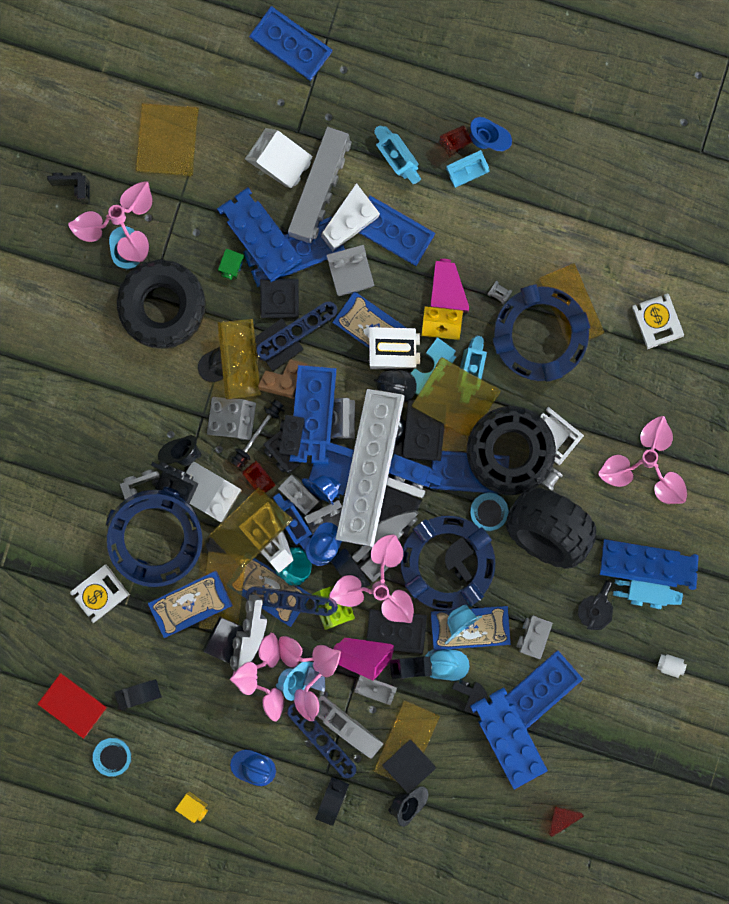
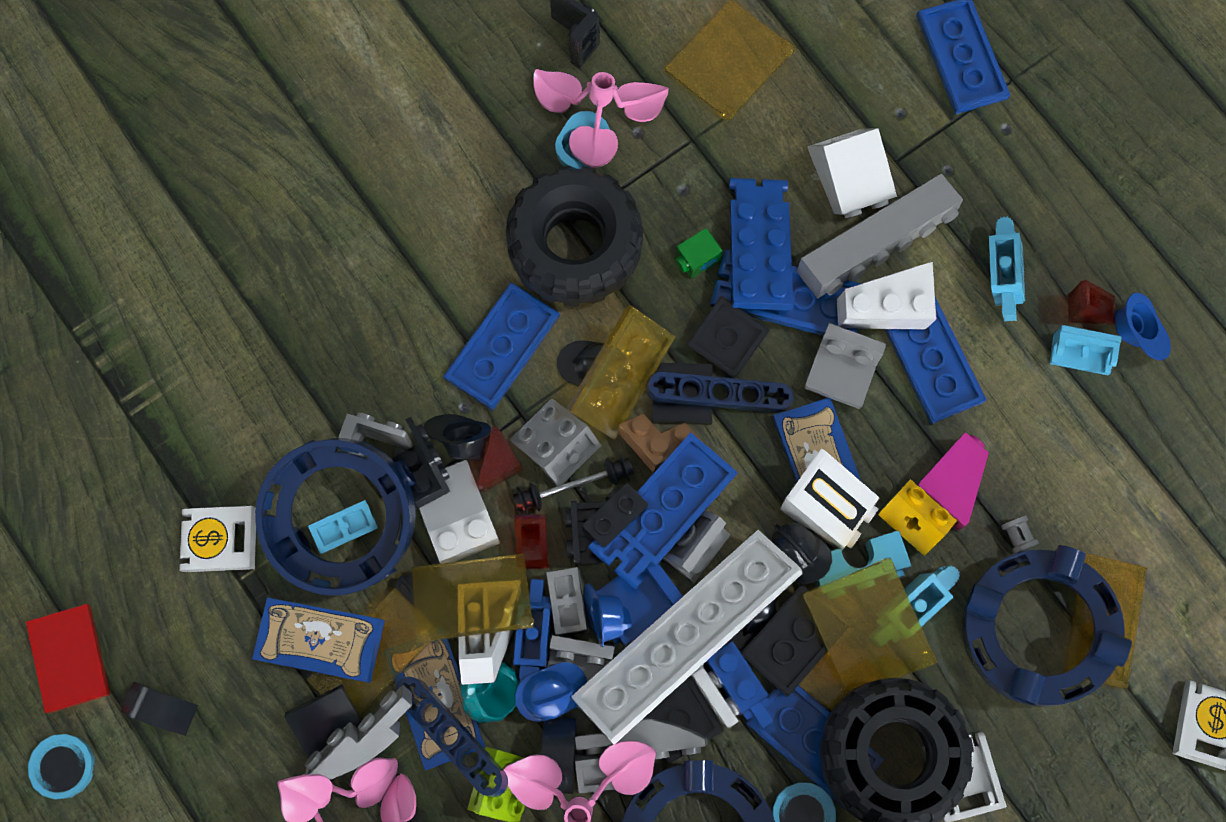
camera: 30 degrees right, 10 degrees down
(158, 540) = (343, 526): none -> medium azure hinge
(165, 388) = (501, 346): none -> blue tile
(211, 450) = (498, 462): none -> clear red slope

